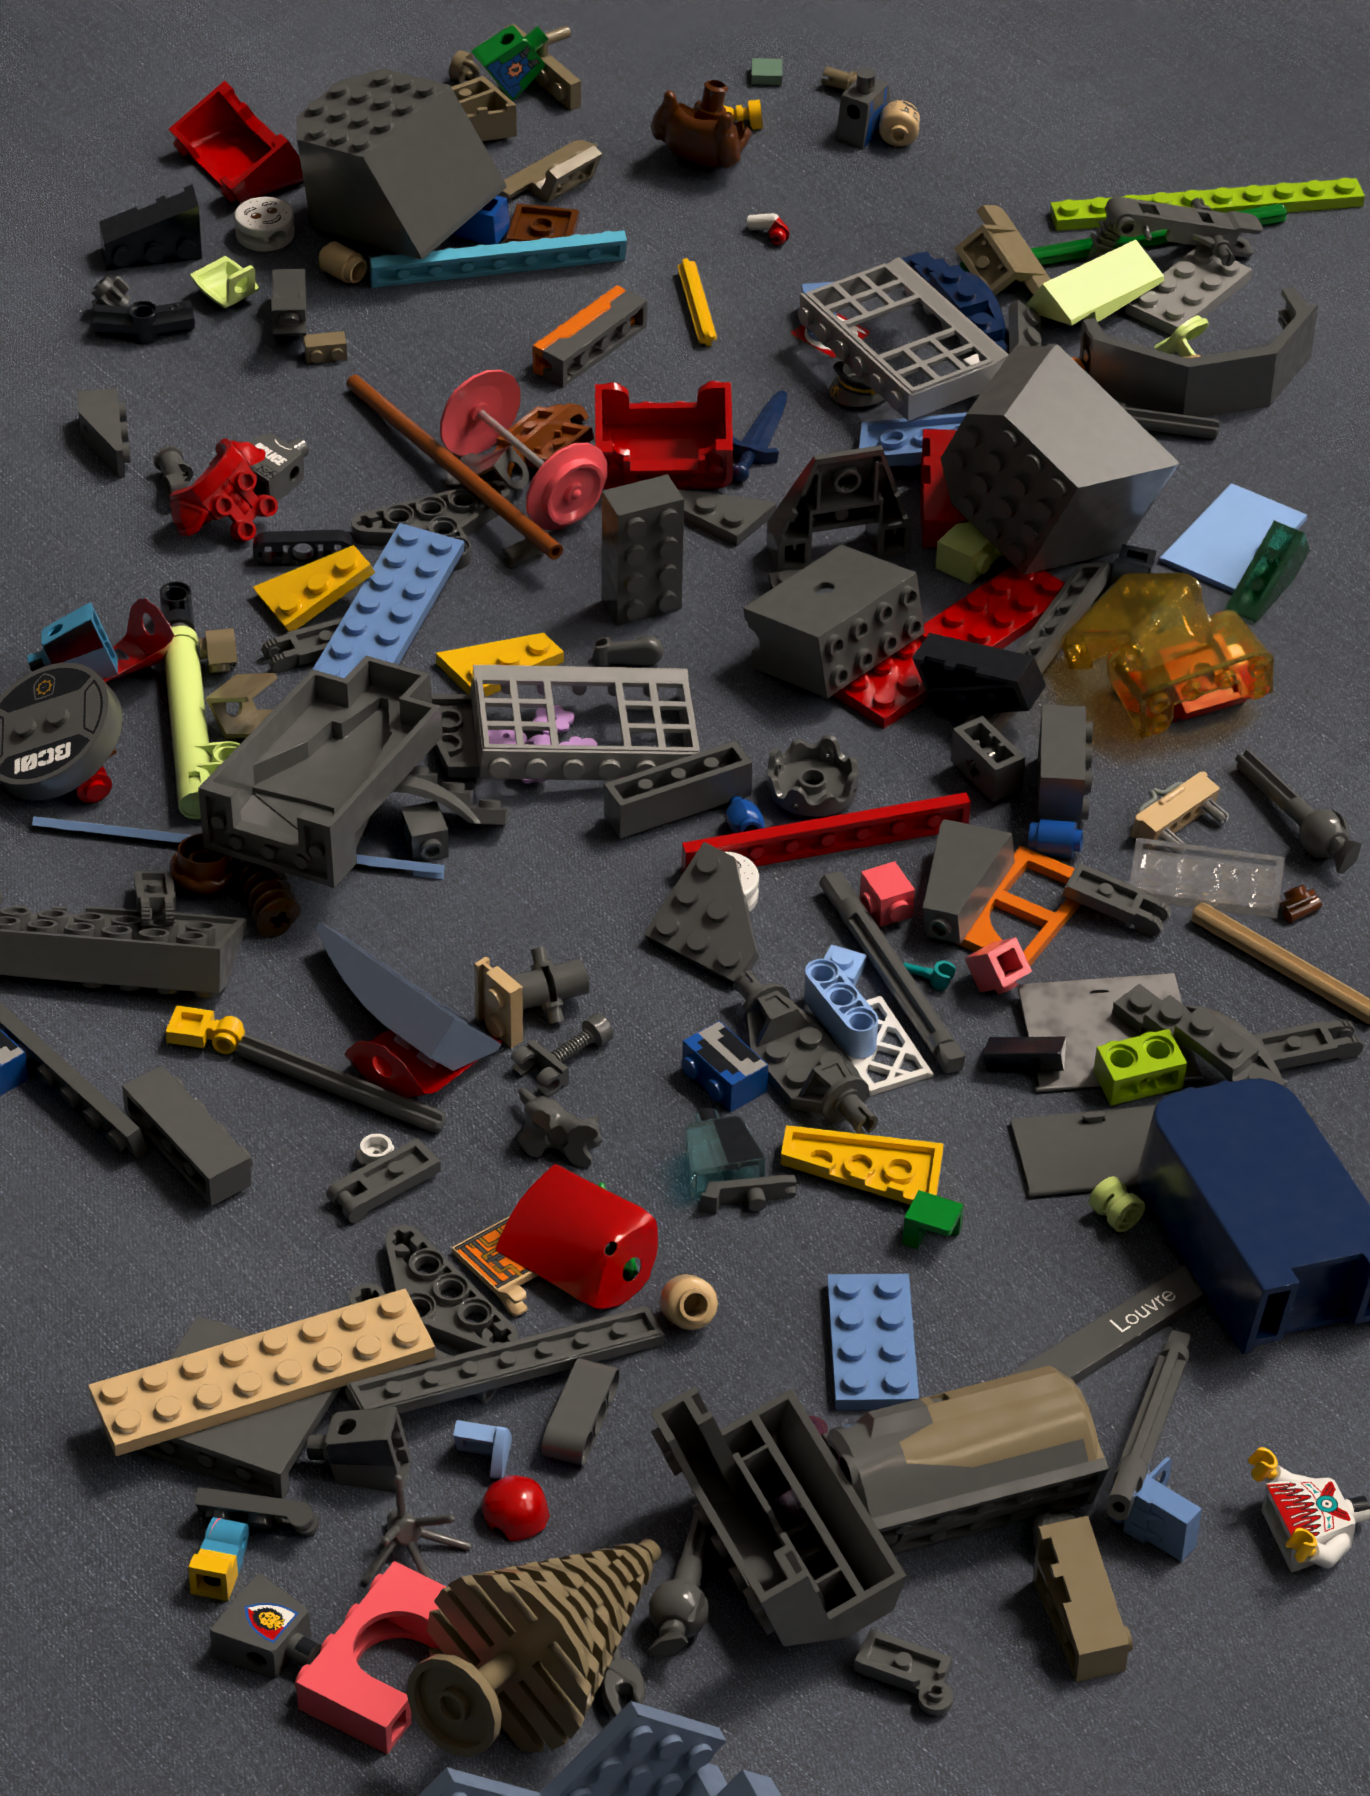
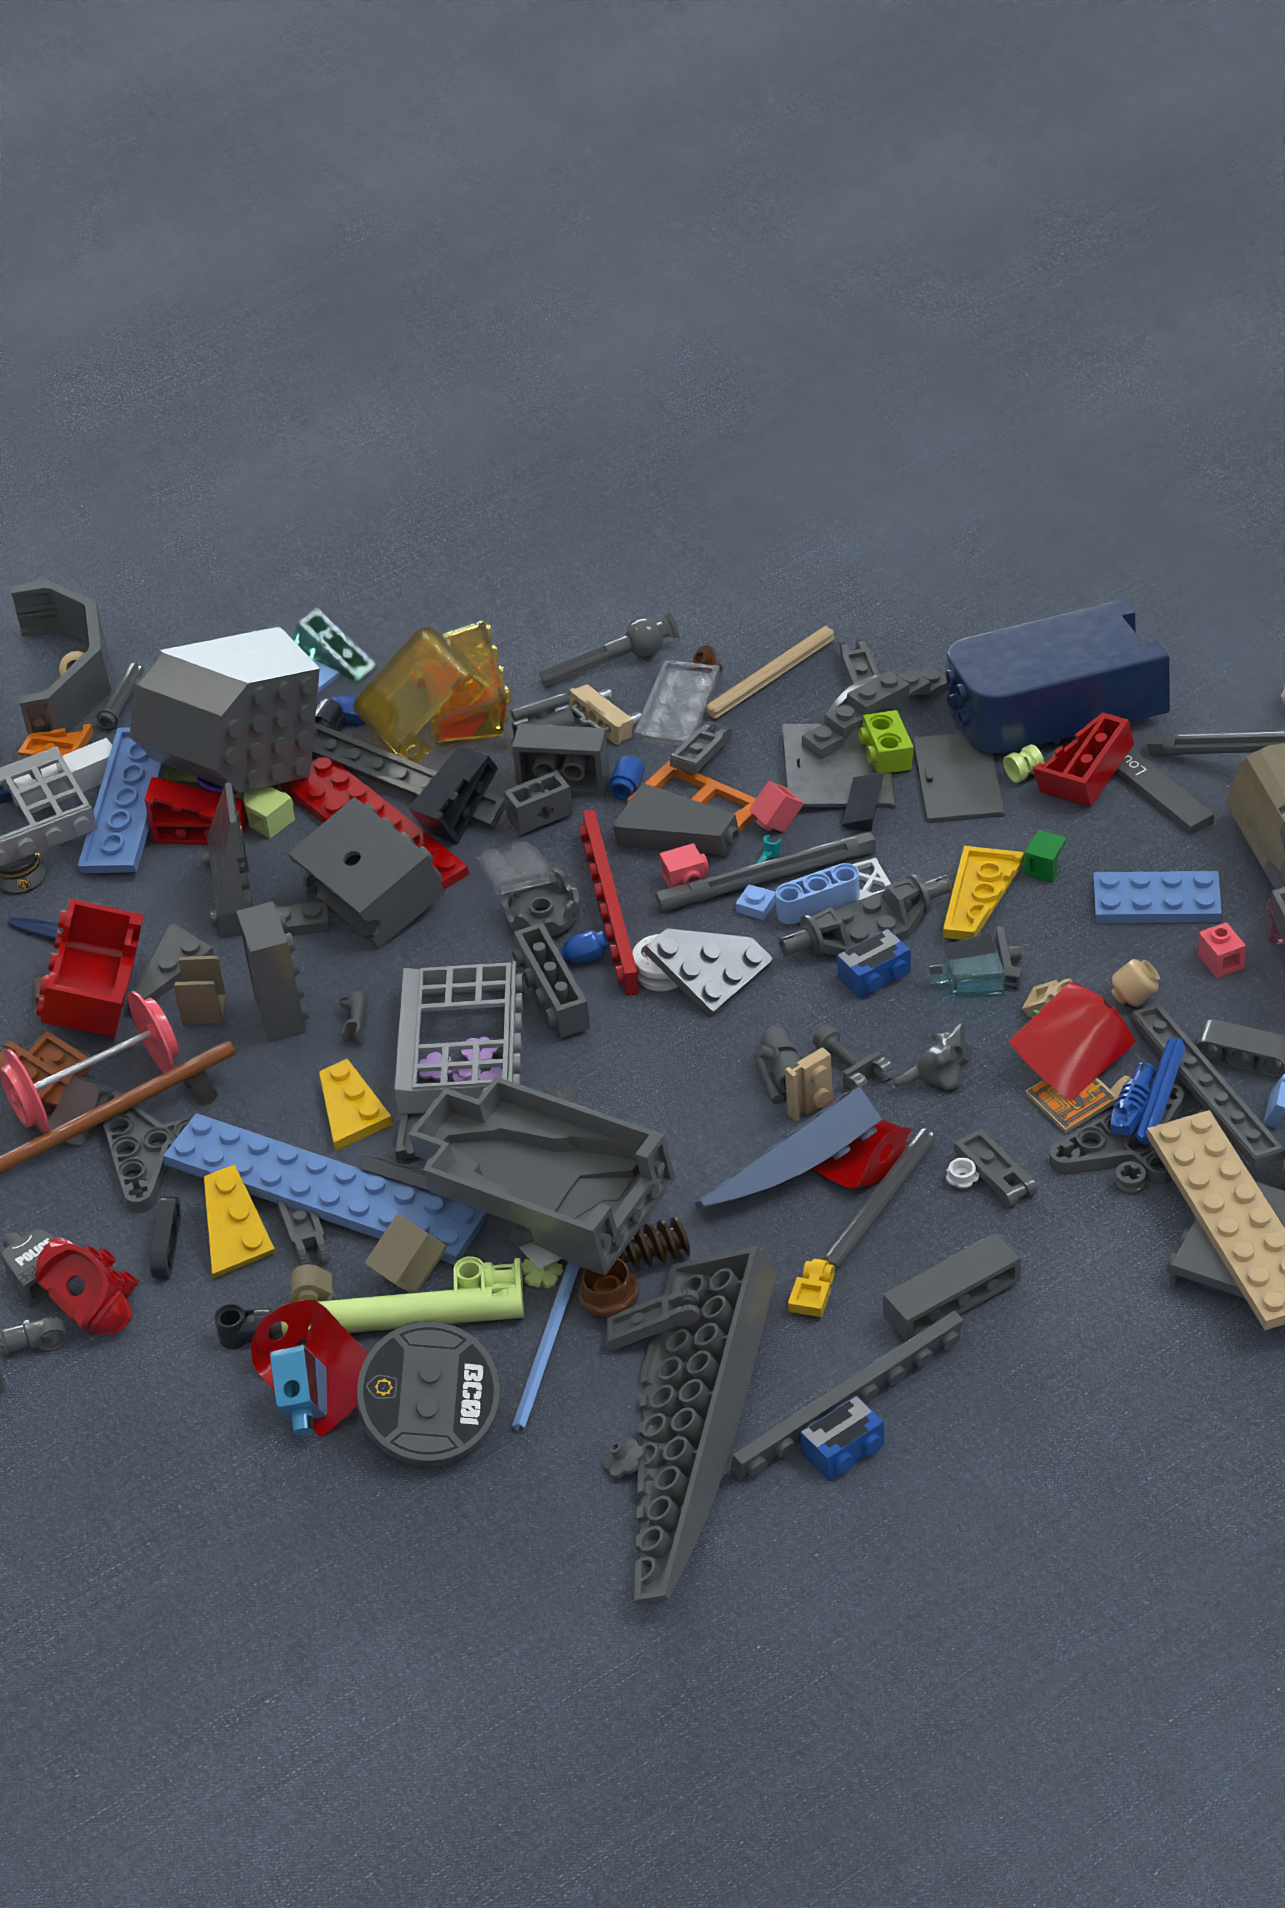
camera: 80 degrees left, 0 degrees up
(472, 1289) = (1132, 1100): none -> blue hinge
(489, 1314) = (1161, 1088): none -> blue axle
(670, 1221) = (1042, 995): none -> tan plate
(757, 1386) = (1221, 950): none -> coral brick
(854, 740) = (515, 868): none -> clear plate
(1108, 1257) = (1088, 762): none -> red wedge
(1142, 755) = (544, 713): none -> dark grey pin
(1178, 340) = (33, 672): yellowish green piece -> none

